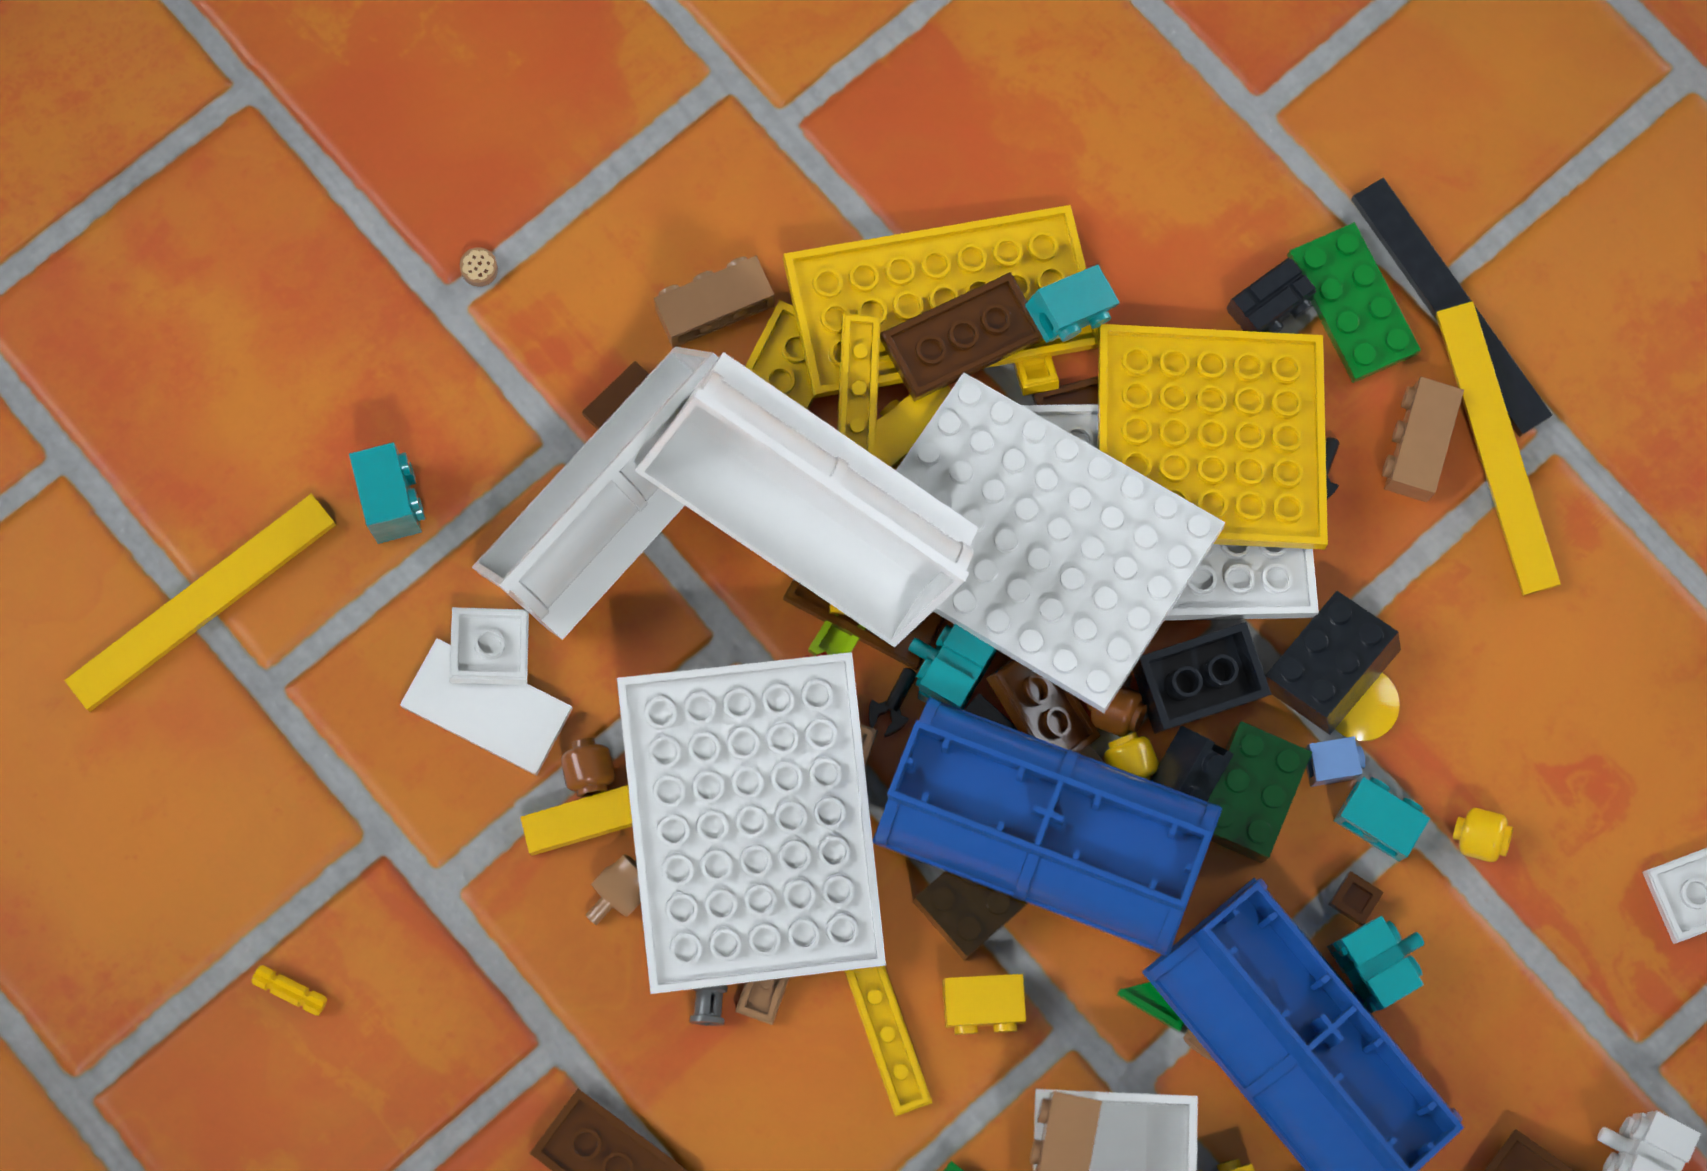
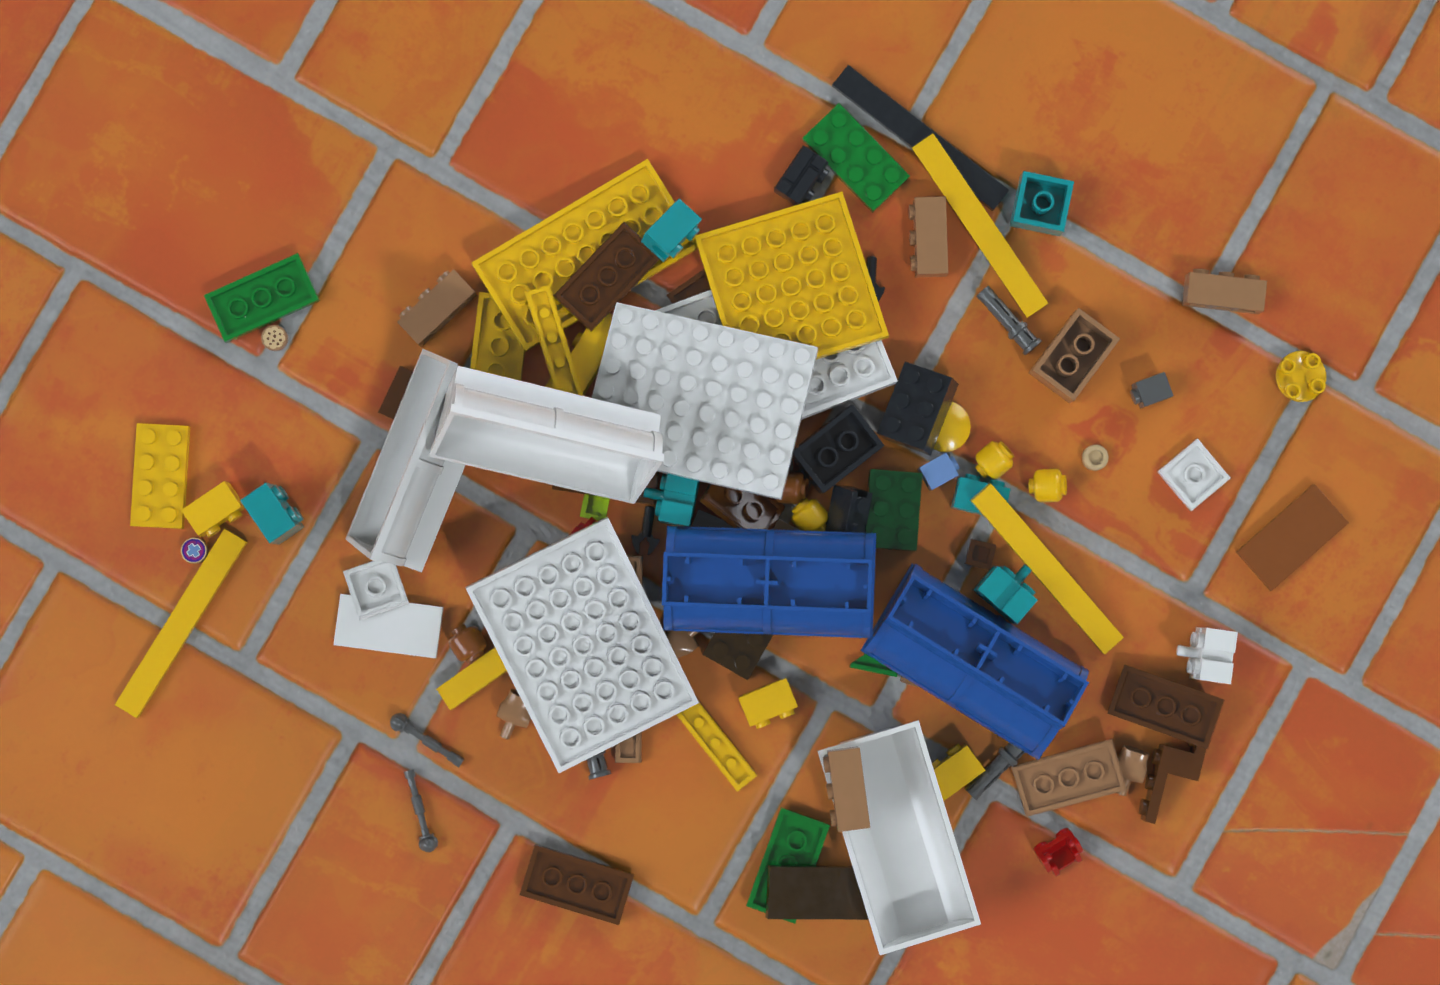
camera: 15 degrees left, 10 degrees up
(251, 395) = (160, 476): none -> yellow plate
(258, 509) = (194, 550): none -> tile
(289, 990) = (332, 847): yellow axle -> none
(307, 463) = (214, 509): none -> yellow brick
(427, 1030) = (427, 841): none -> dark grey piece
(451, 846) = (400, 723): none -> dark grey piece
(482, 208) = (261, 298): none -> green plate
(894, 870) = (682, 642): none -> medium nougat piece
(1036, 375) = (664, 282): yellow tile -> none
(1417, 772) = (994, 460): none -> yellow head
(1447, 951) = (1046, 568): none -> yellow tile
(1504, 604) = (1016, 329): none -> dark grey pin
(1560, 820) = (1095, 457): none -> tan tile
(1576, 666) = (1074, 355): none -> medium nougat brick
(1593, 446) = (1041, 203): none -> teal brick
(1670, 753) = (1151, 390): none -> dark grey brick

